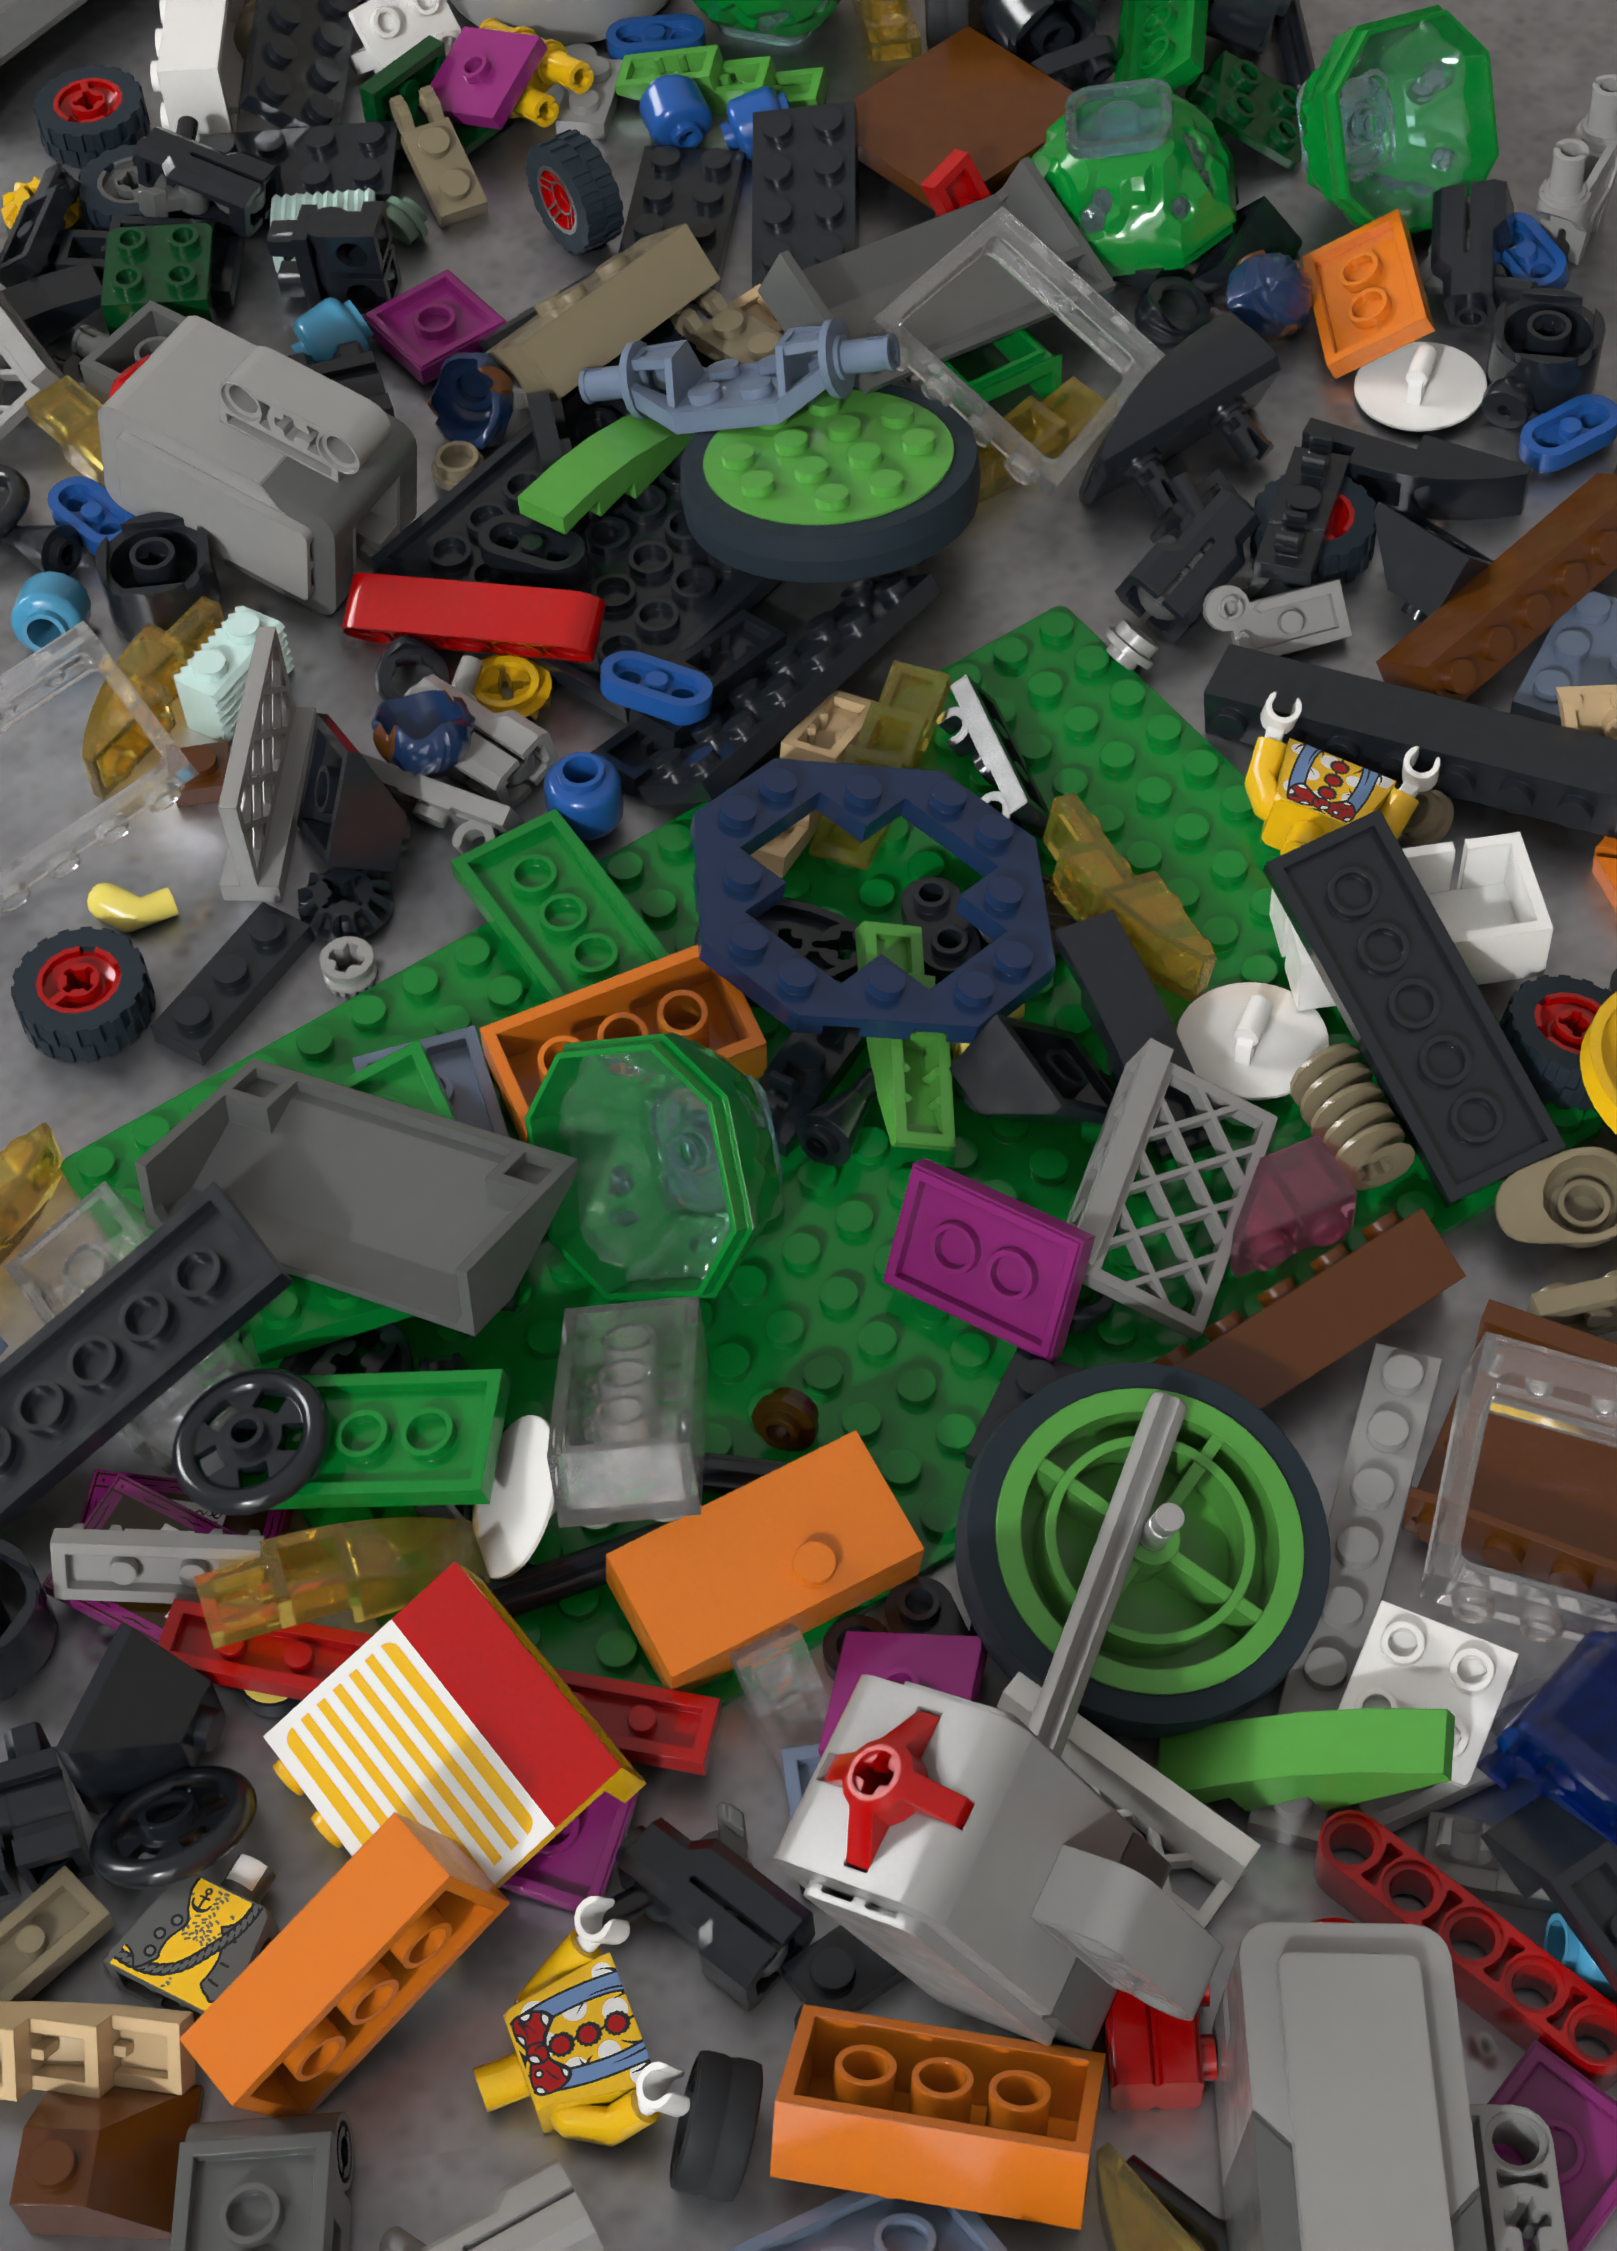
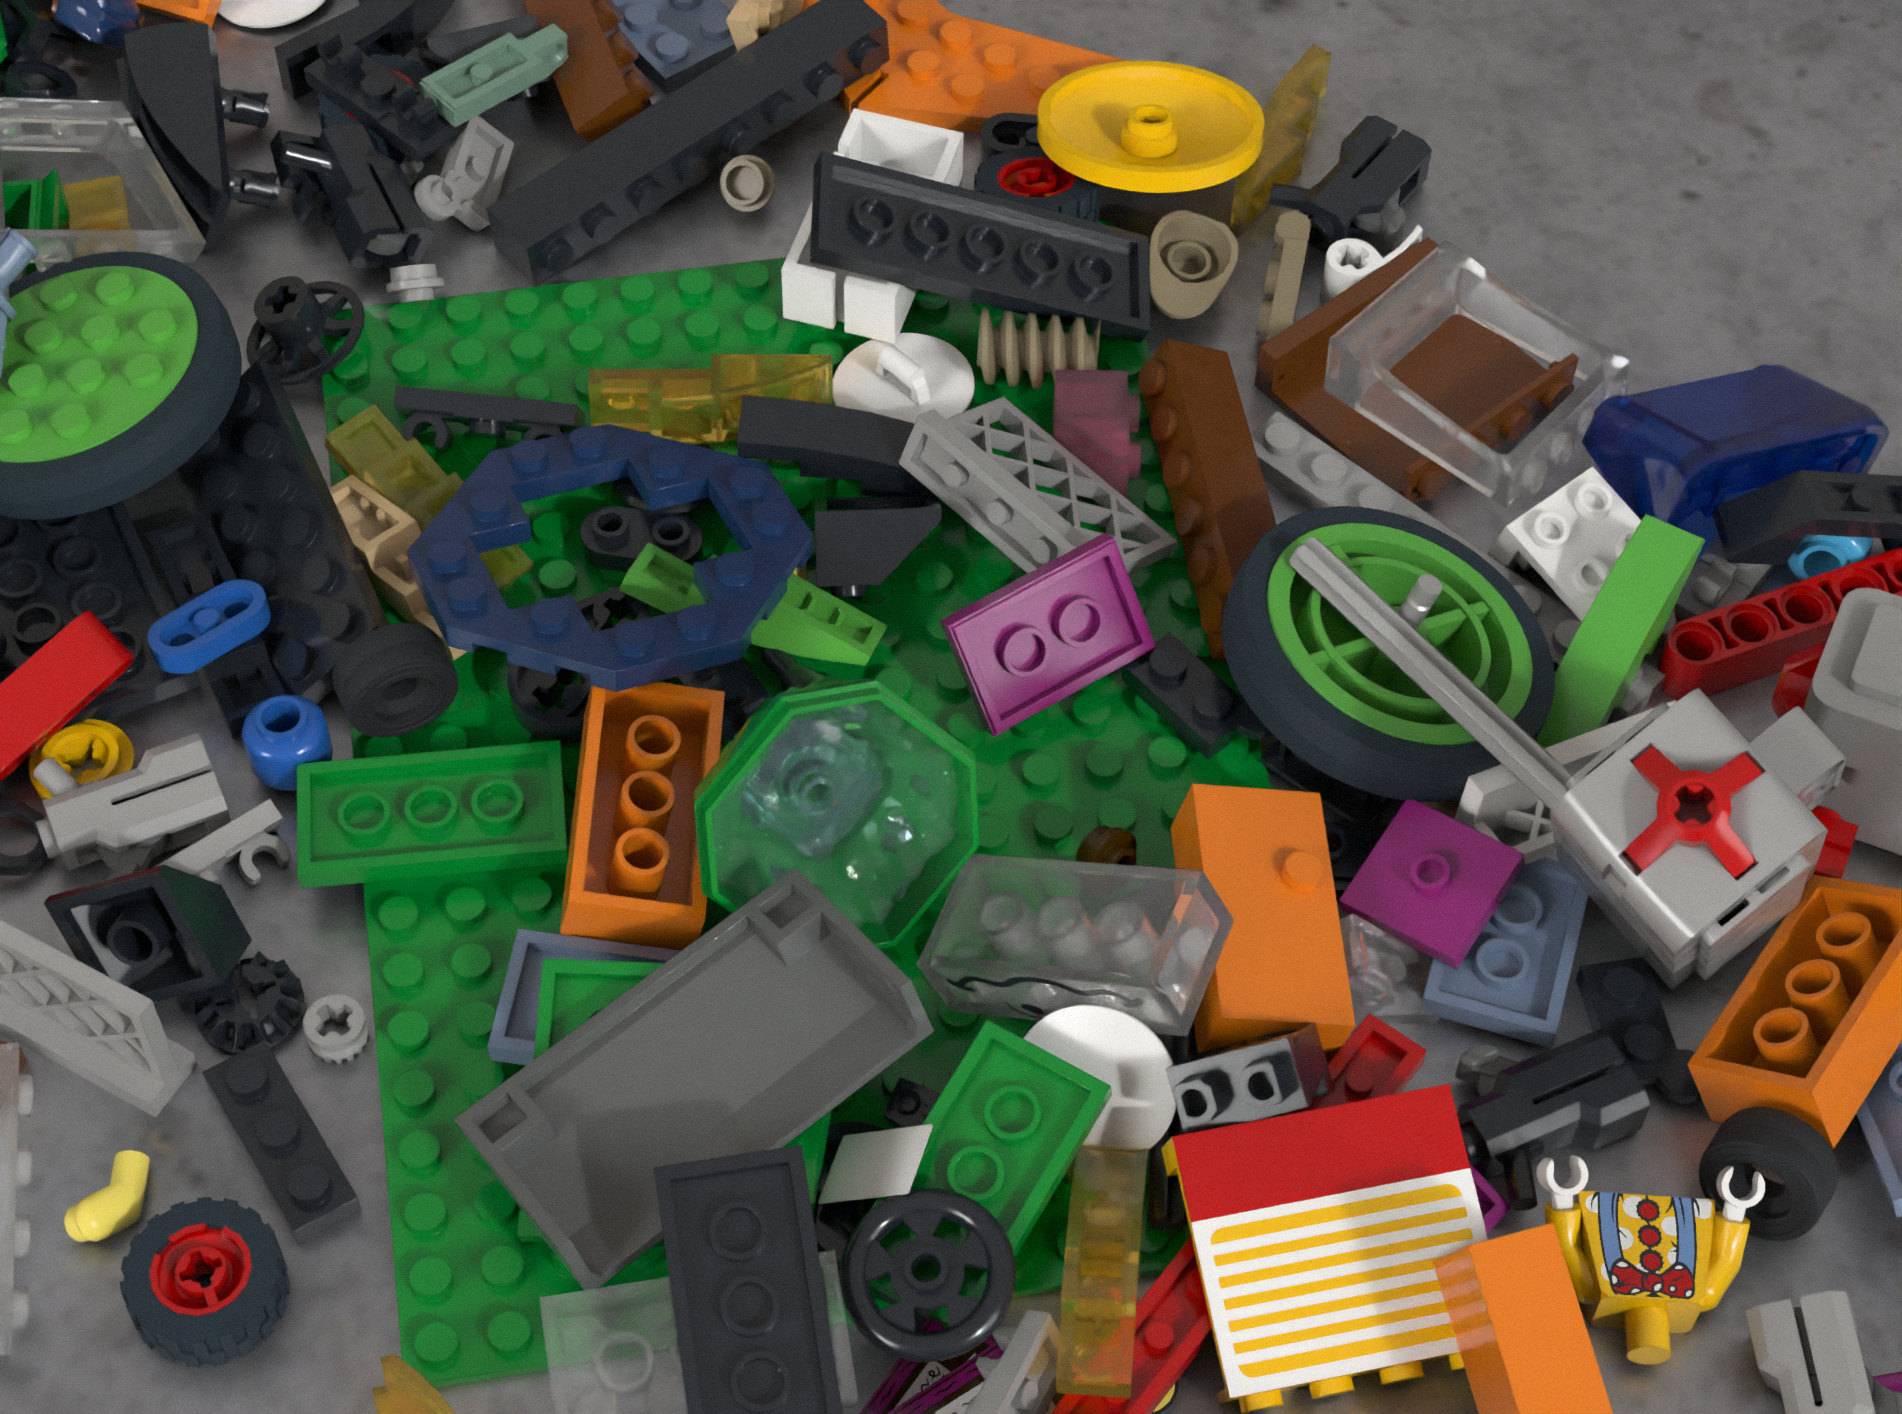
camera: 70 degrees left, 0 degrees up
(347, 1362) = (875, 1164): none -> white sticker
(423, 731) = (135, 822): dark blue hair -> none
(557, 1604) = (1250, 1079): none -> black hips
(655, 823) = (395, 680): none -> black tyre
(1024, 587) = (299, 322): none -> black wheel
(1312, 793) = (698, 230): torso -> none
(1379, 568) = (494, 73): none -> sand green hinge

